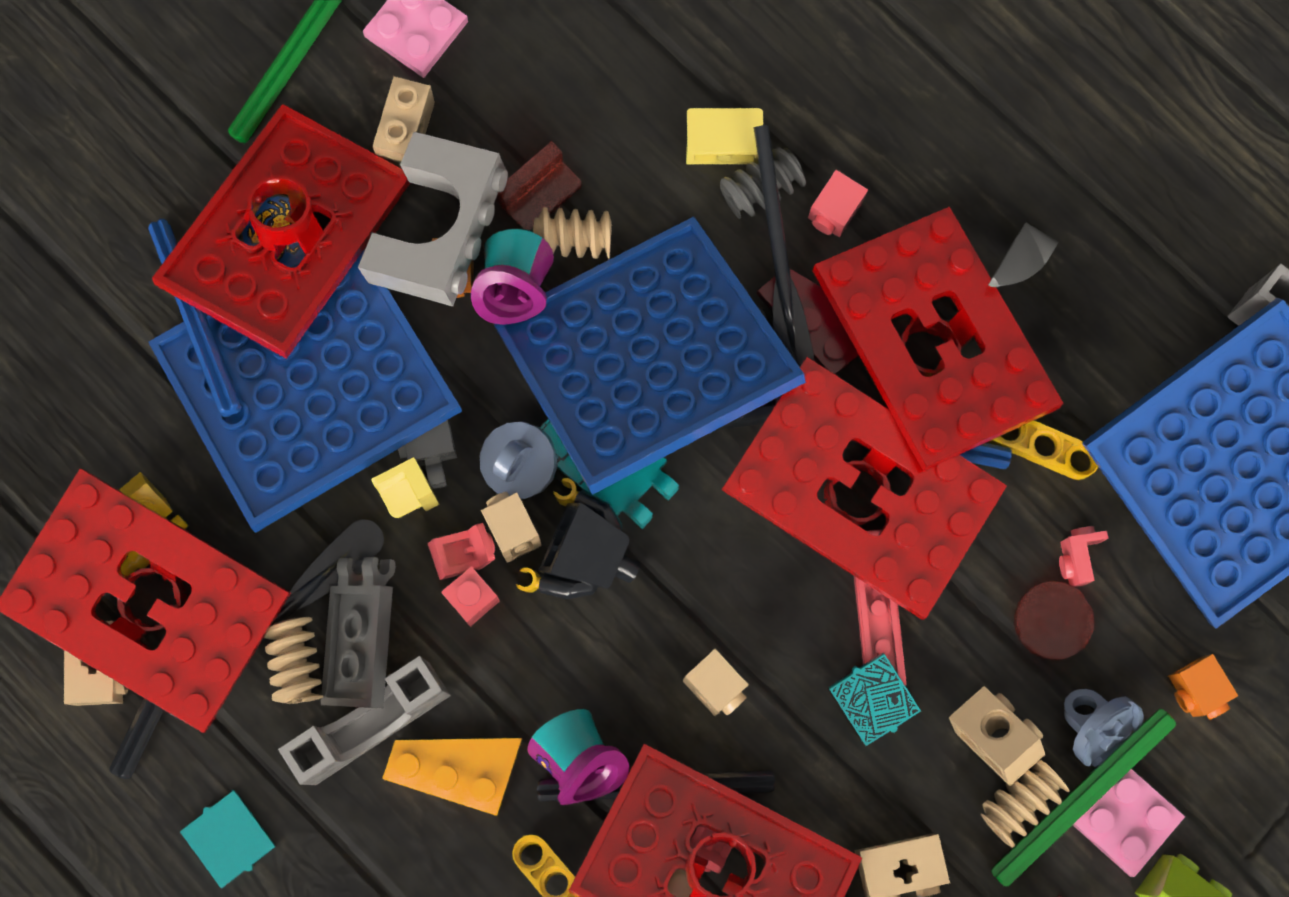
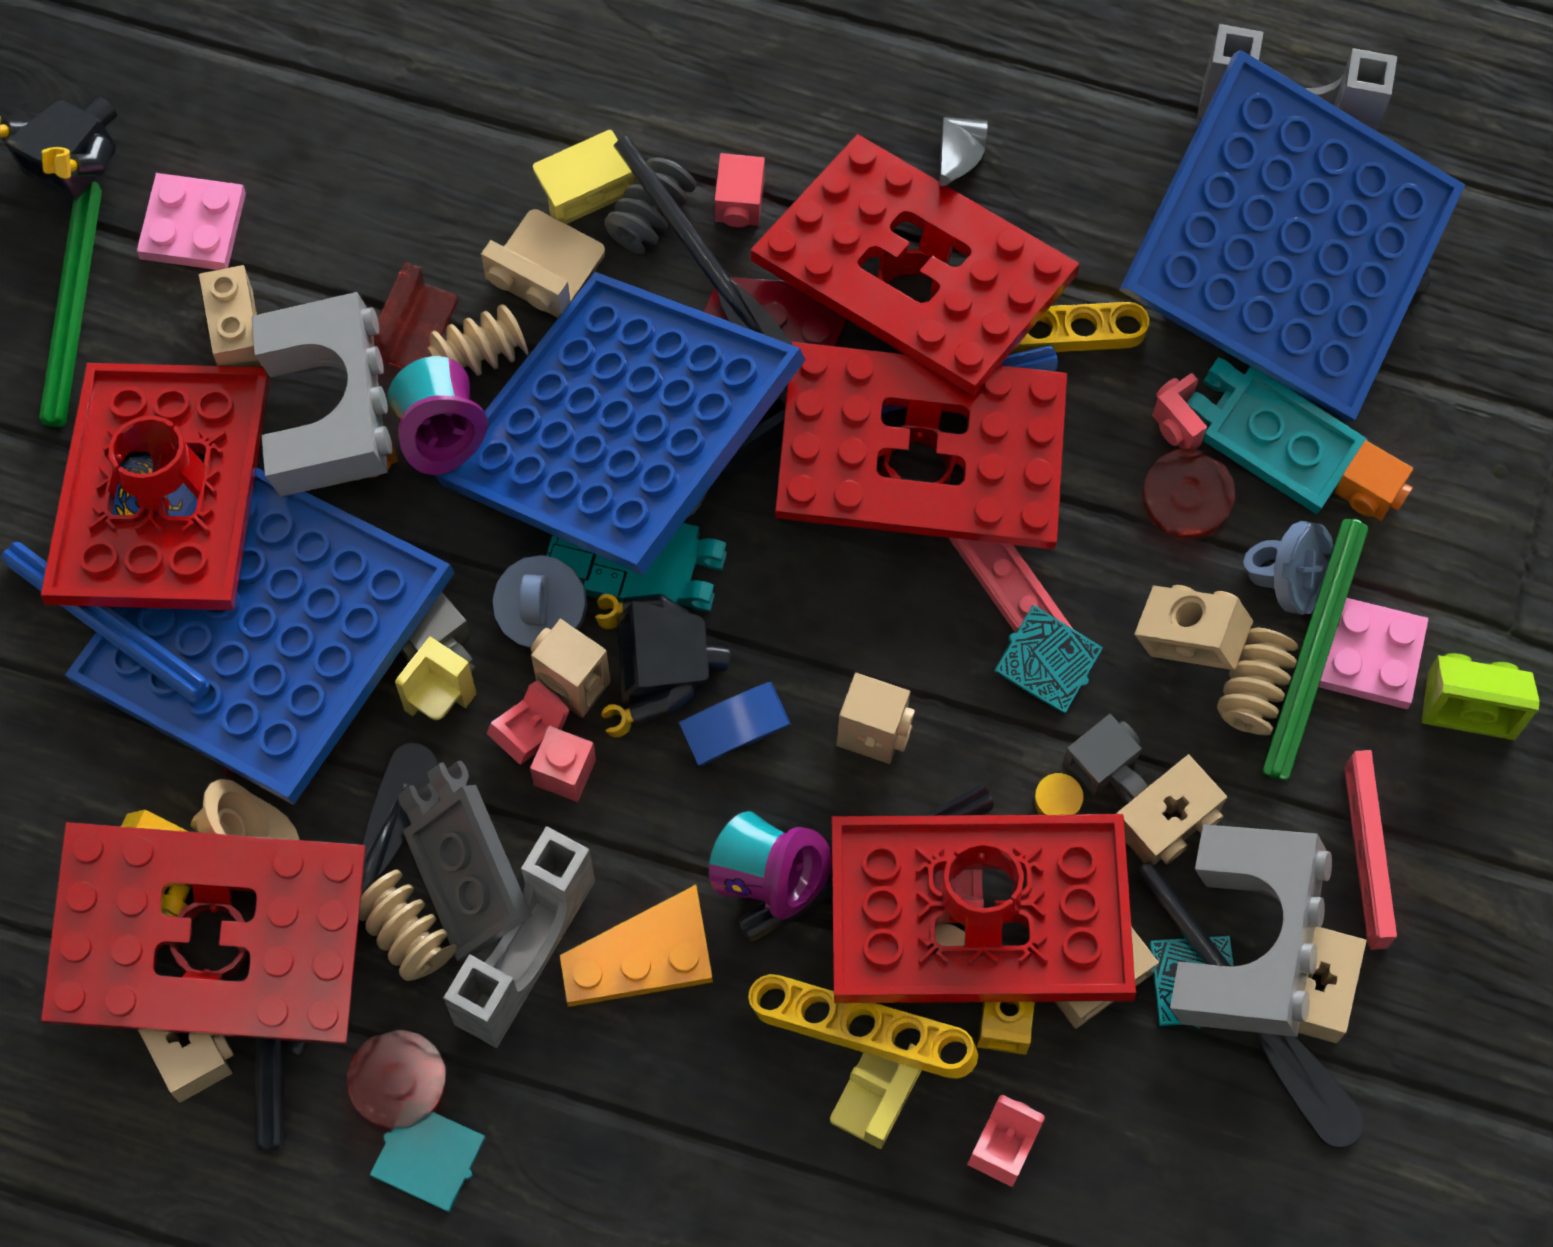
camera: 25 degrees left, 10 degrees down
(220, 522) = (236, 811): none -> tan piece
(233, 771) = (396, 1080): none -> clear red tile
(613, 629) = (735, 723): none -> blue slope
(659, 189) = (543, 262): none -> tan bracket
(825, 810) = (1058, 795): none -> yellow tile
(875, 799) = (1105, 758): none -> dark grey brick
(1148, 609) = (1276, 434): none -> teal tile

